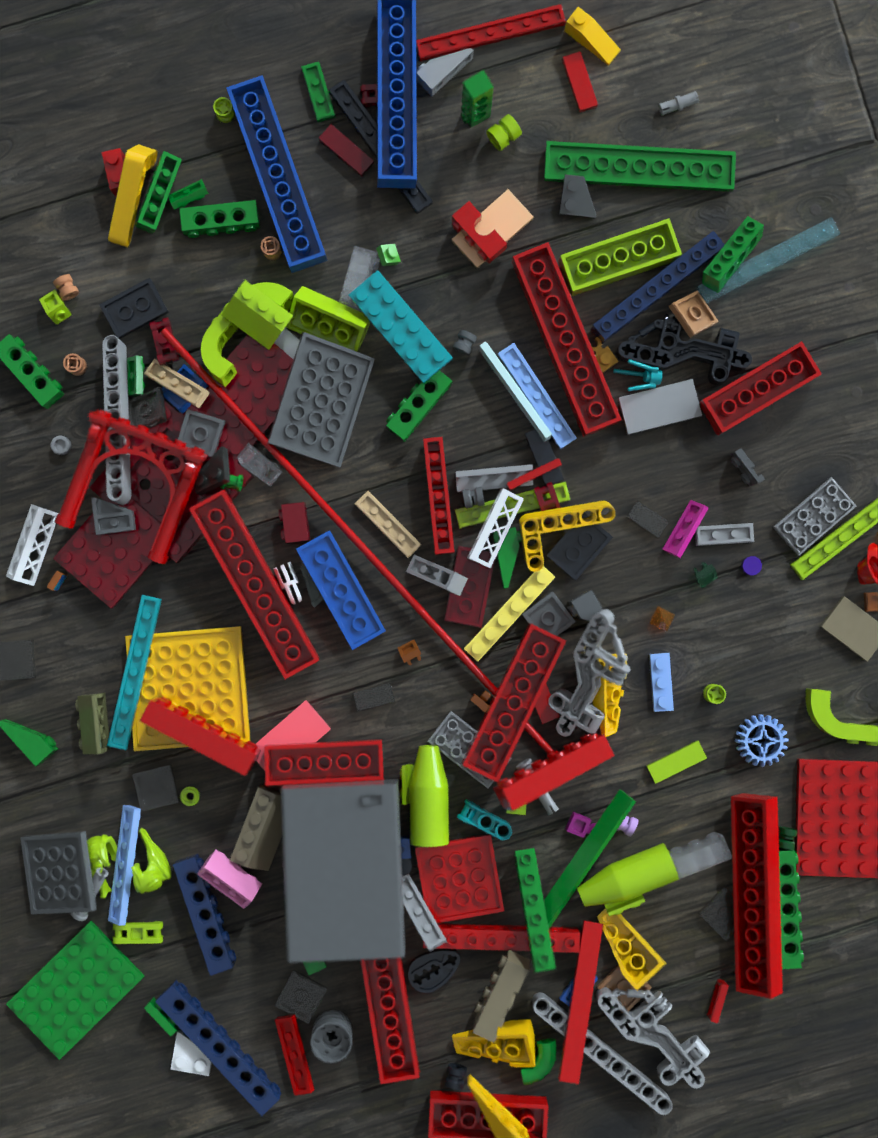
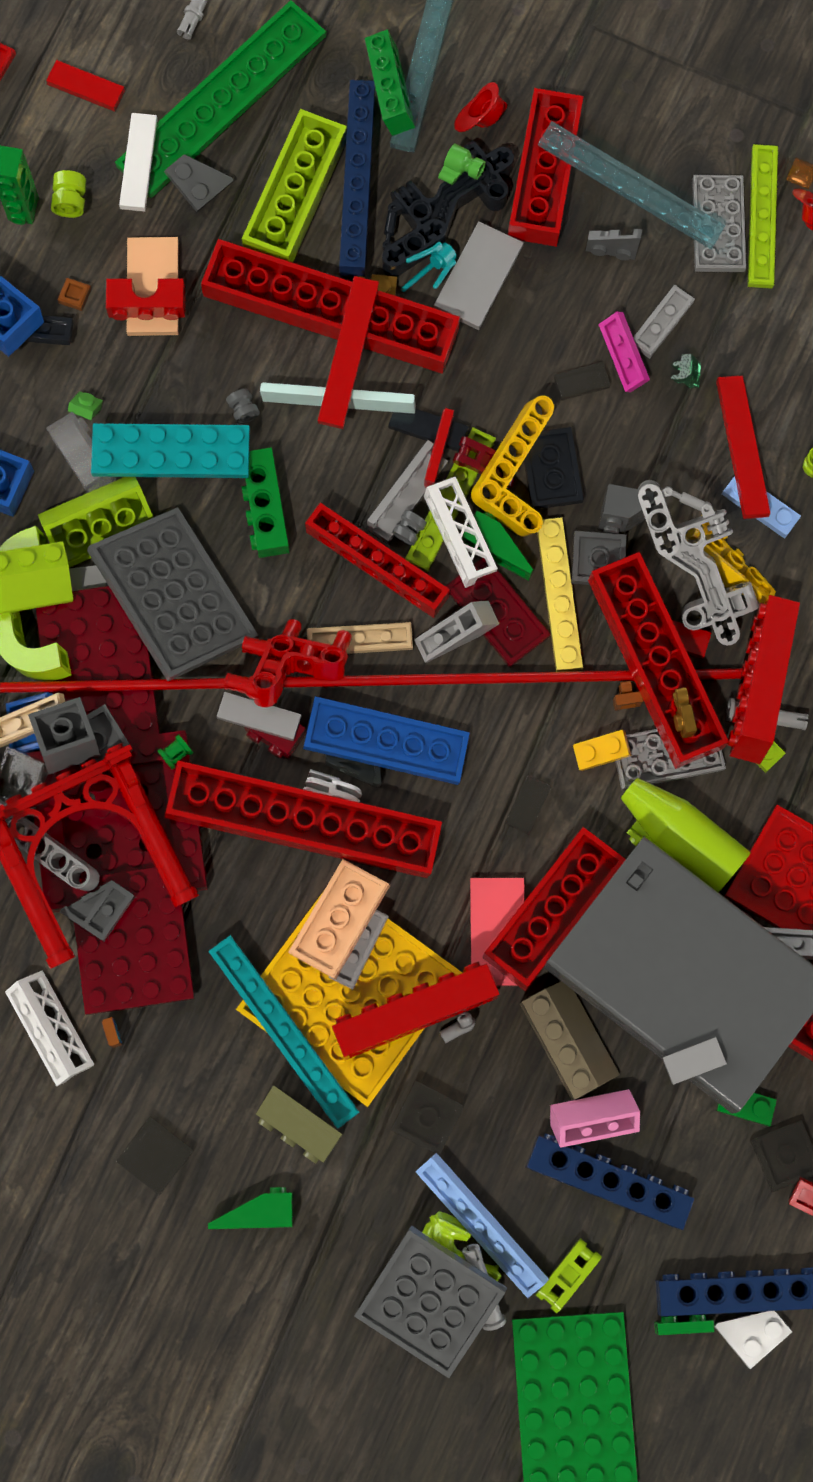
camera: 50 degrees left, 10 degrees down
(157, 868) = (516, 1193): lime hair -> none
(184, 415) = (64, 735): none -> dark grey slope
(185, 800) = (474, 1083): lime plate -> none
(214, 472) = (150, 760): pearl dark grey wing -> none
(214, 672) = (358, 958): none -> light grey tile
(219, 650) = (339, 919): none -> light nougat tile
(222, 768) = (463, 1025): none -> light grey arm
(259, 464) = (182, 710): clear brick -> none
(291, 509) = (263, 719): none -> light grey tile
(292, 915) = (694, 1060): none -> light grey tile
(344, 501) = (288, 655): none -> red pin
(409, 651) = (512, 726): dark orange tile -> none
(438, 712) = (602, 750): none -> yellow plate
(449, 189) = (74, 294): none -> dark orange tile
(477, 813) = (741, 804): teal piece -> none
(486, 749) = (684, 720): none -> pearl gold plate
(537, 395) = (317, 374): light blue plate -> none
(544, 375) = (348, 352): none -> red tile
(557, 154) = (138, 162): none -> white tile
(591, 36) = (51, 37): yellow slope -> none
(662, 618) = (696, 451): clear orange slope -> none
(685, 644) = (743, 447): none -> red tile
(693, 314) = (414, 167): medium nougat tile -> none
(717, 337) = (459, 161): none -> bright green piece
(751, 565) = (717, 321): dark purple tile -> none
(763, 321) = (482, 110): none -> red piece
(789, 448) = (631, 185): none -> clear light blue plate

